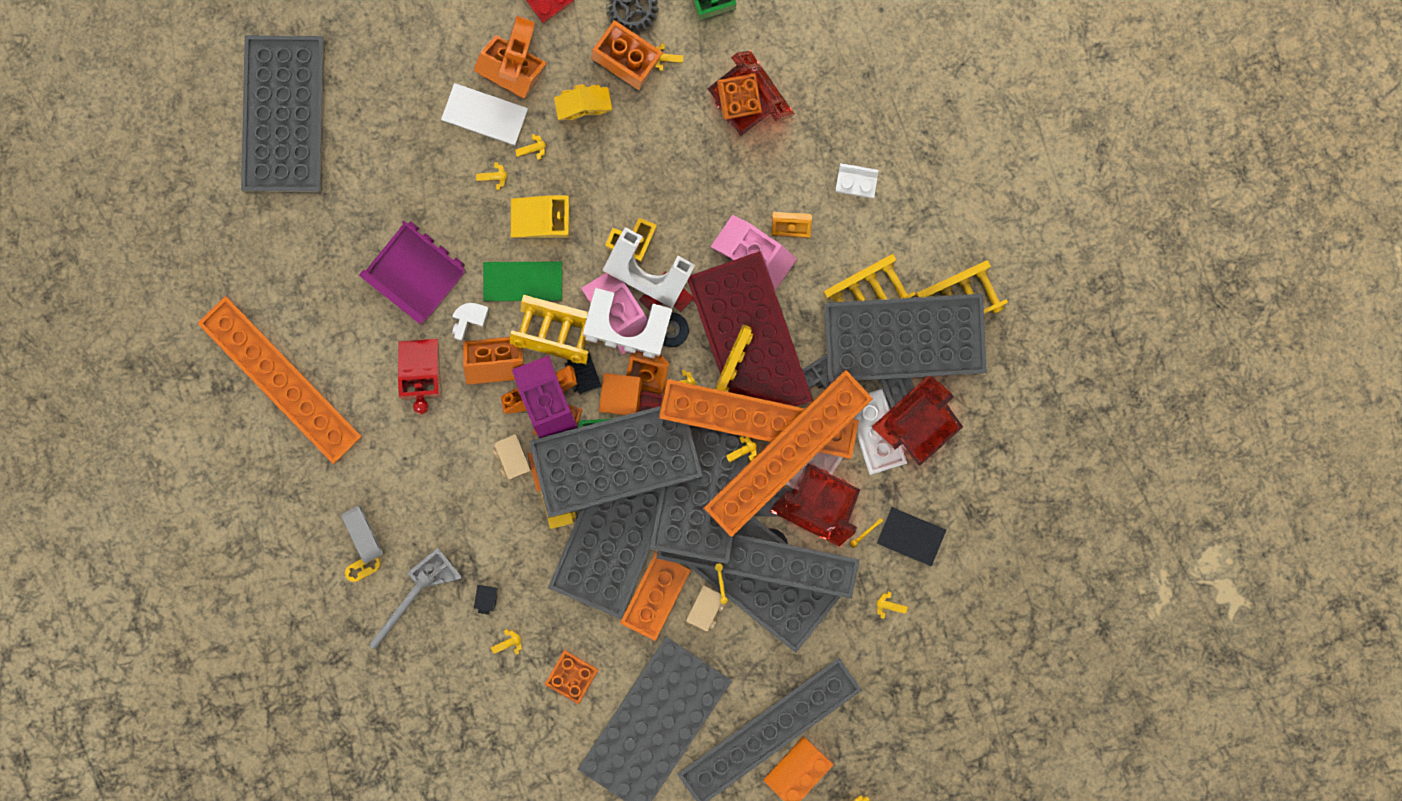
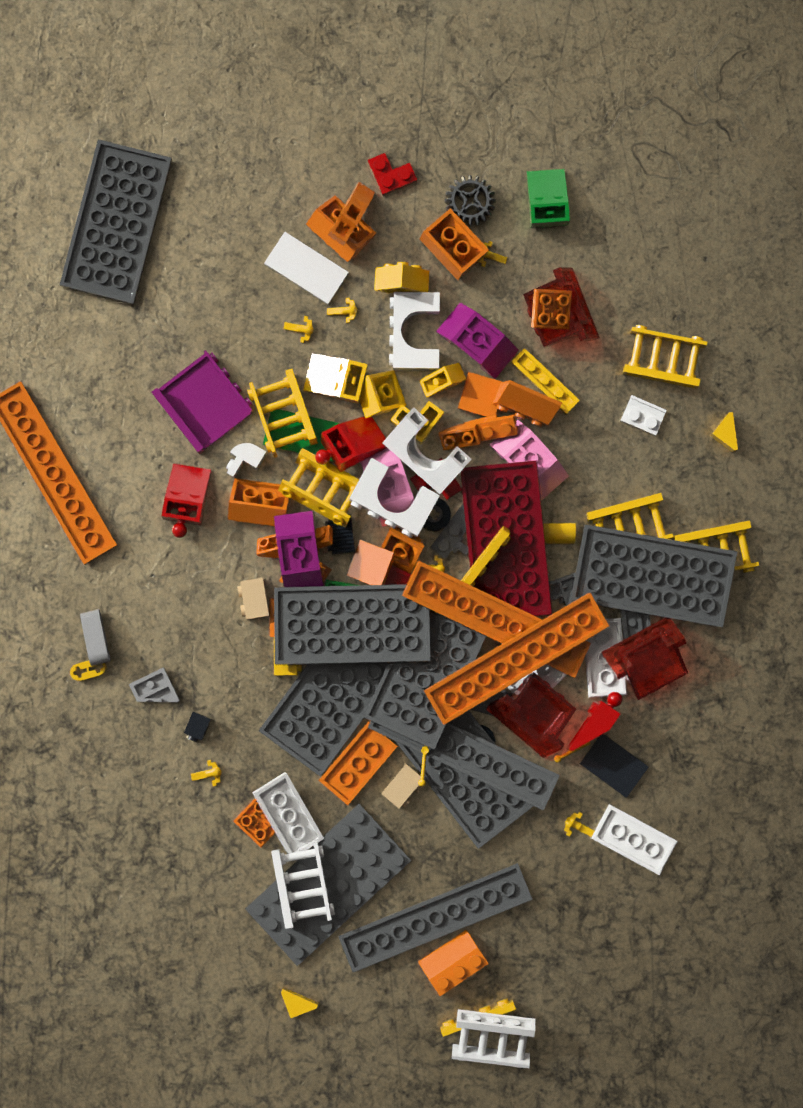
camera: 10 degrees right, 0 degrees up
(424, 580) = (142, 695): light grey piece -> none
(514, 264) = (294, 399): none -> yellow fence
(574, 277) = (354, 440): none -> red slope
(589, 222) = (381, 394): none -> yellow slope
(592, 128) = (404, 356): none -> white arch
(598, 665) = (288, 814): none -> white plate
(609, 729) = (283, 878): none -> white fence
(648, 193) = (442, 379): none -> yellow slope
(673, 144) = (478, 339): none -> magenta slope
(690, 199) = (479, 395): none -> orange tile
(694, 347) = (451, 536): none -> dark grey hinge
(695, 235) = (478, 430): none -> orange slope
(736, 196) = (526, 403): none -> orange slope
(750, 170) = (544, 380): none -> yellow plate
(750, 447) = (482, 643): yellow piece -> none
(791, 224) = (571, 442): light orange slope -> none
(801, 318) = (560, 533): none -> yellow brick
(855, 135) = (670, 376): none -> yellow fence
(886, 496) = (599, 721): none -> red slope
(943, 178) = (726, 433): none -> yellow slope
(949, 606) = (634, 839): none -> white tile

